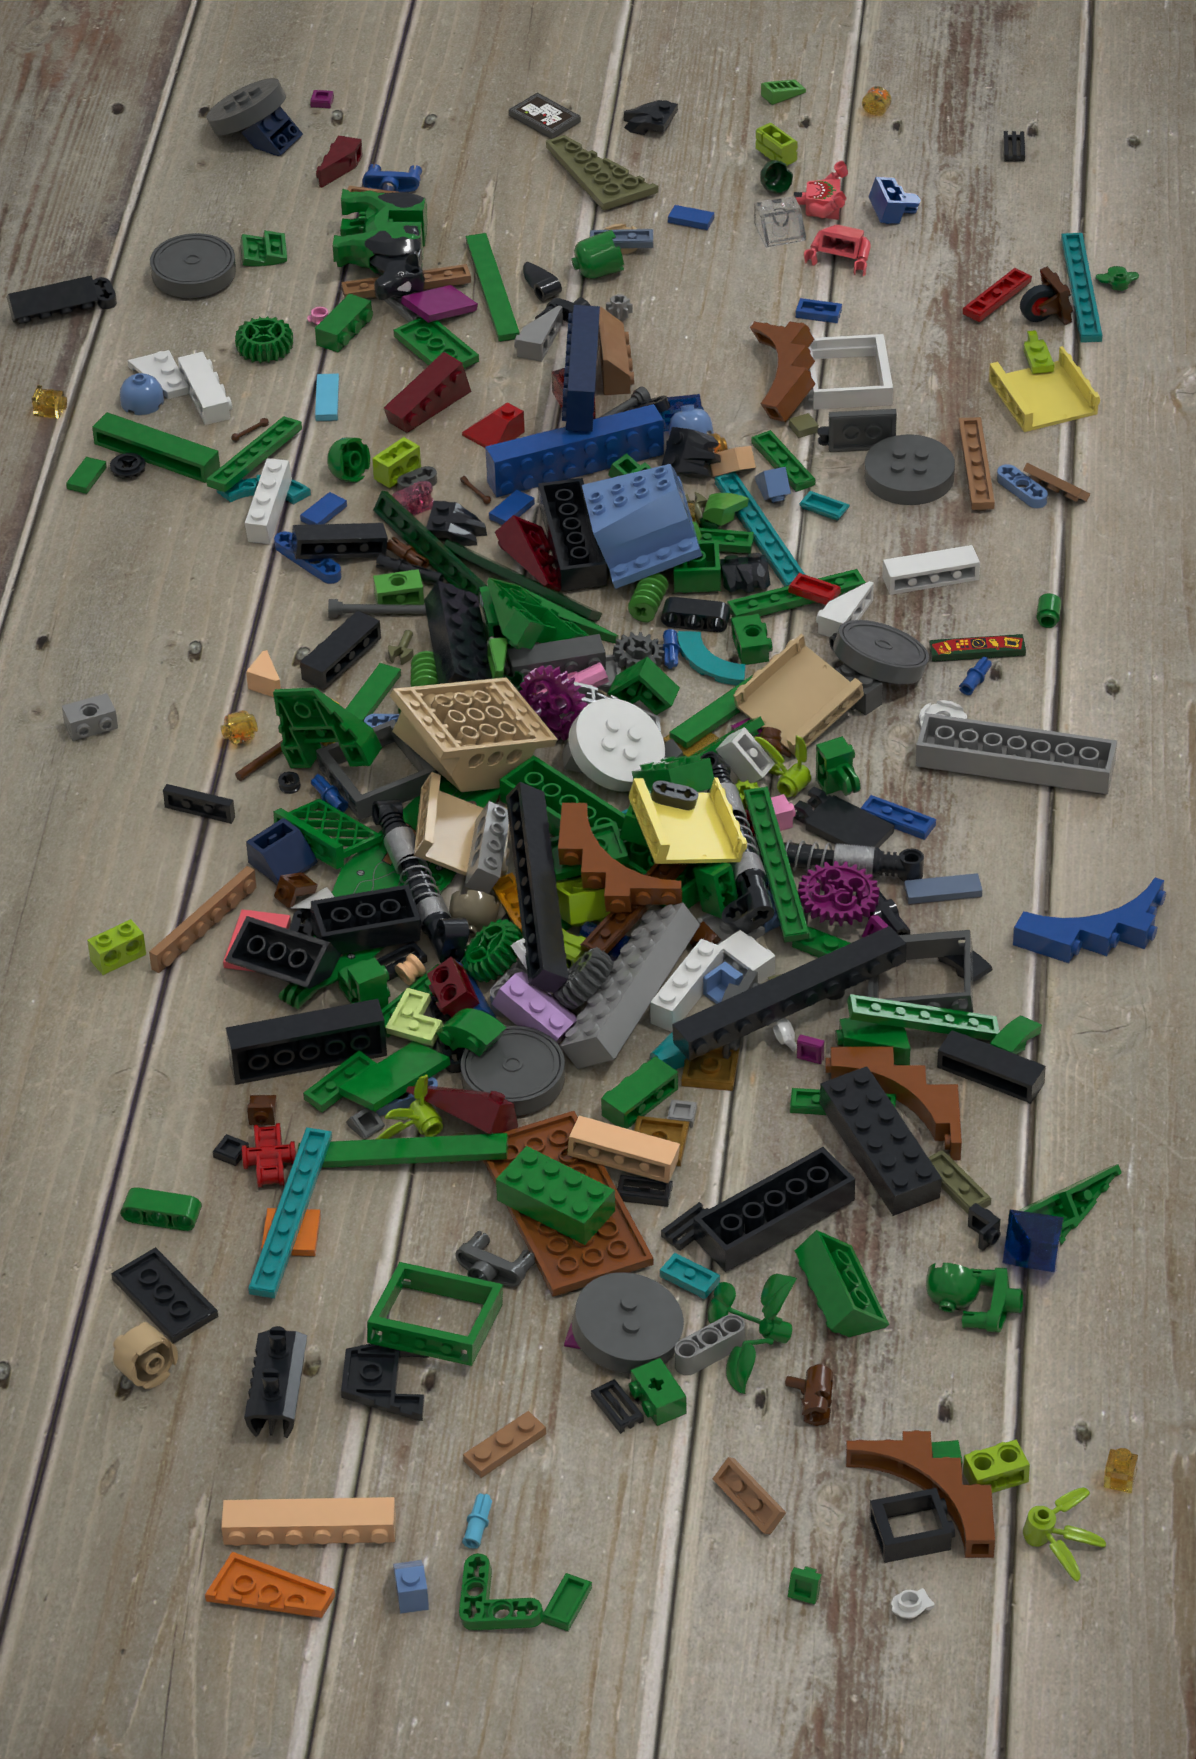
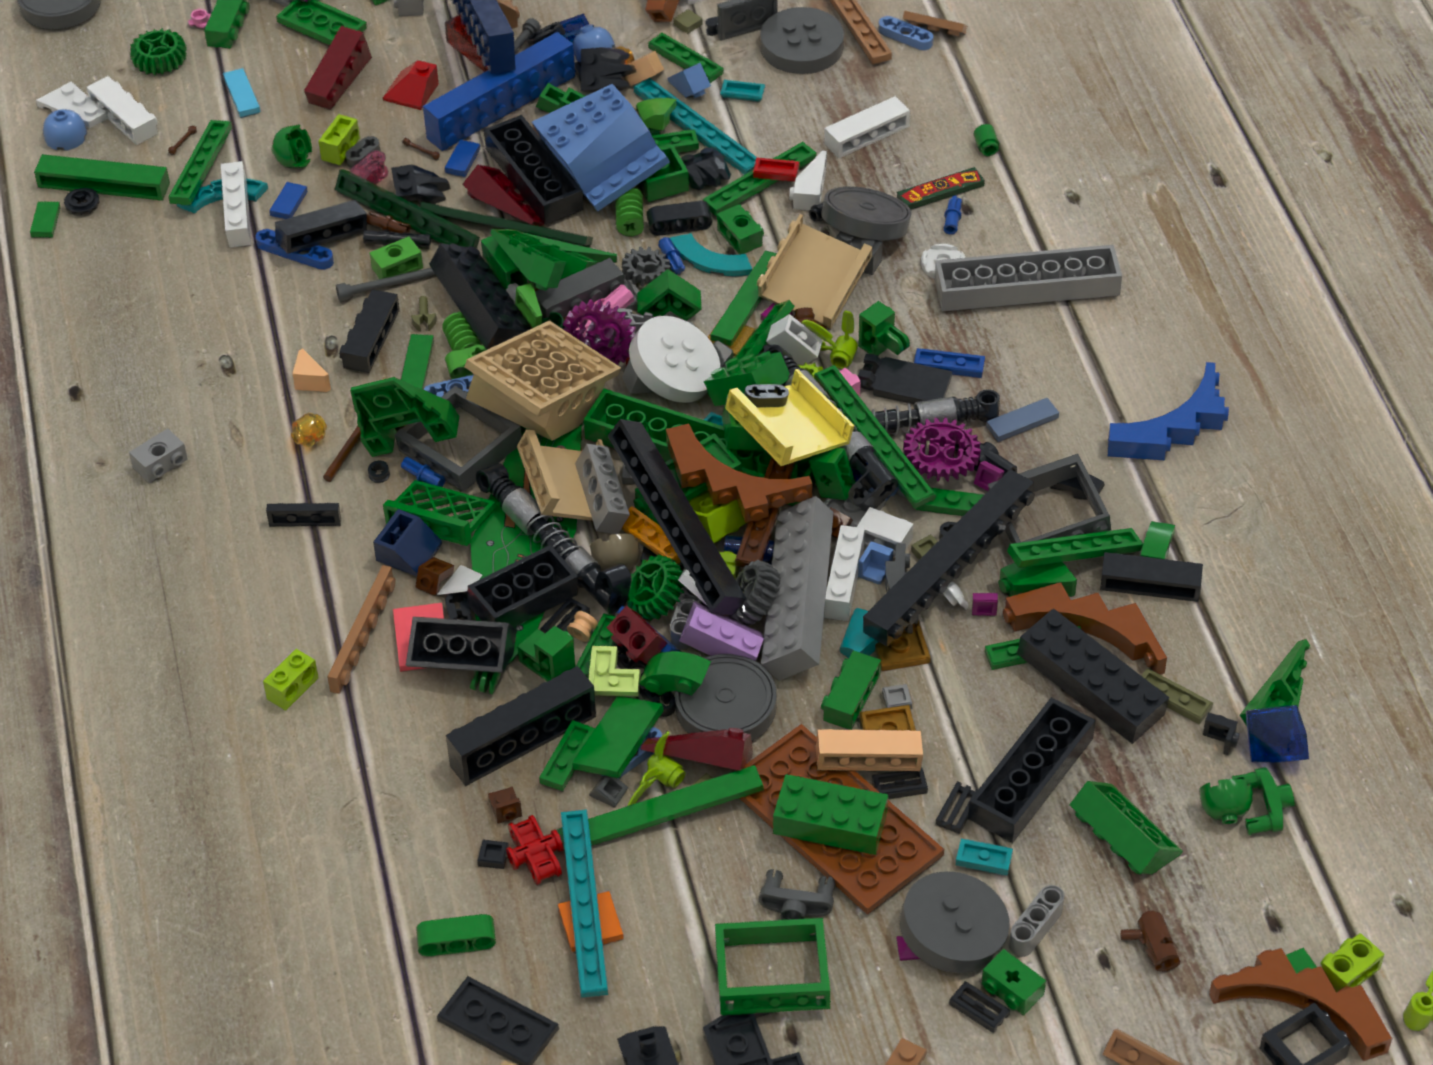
camera: 20 degrees left, 5 degrees up
(771, 1327) = (1090, 857): green plant -> none

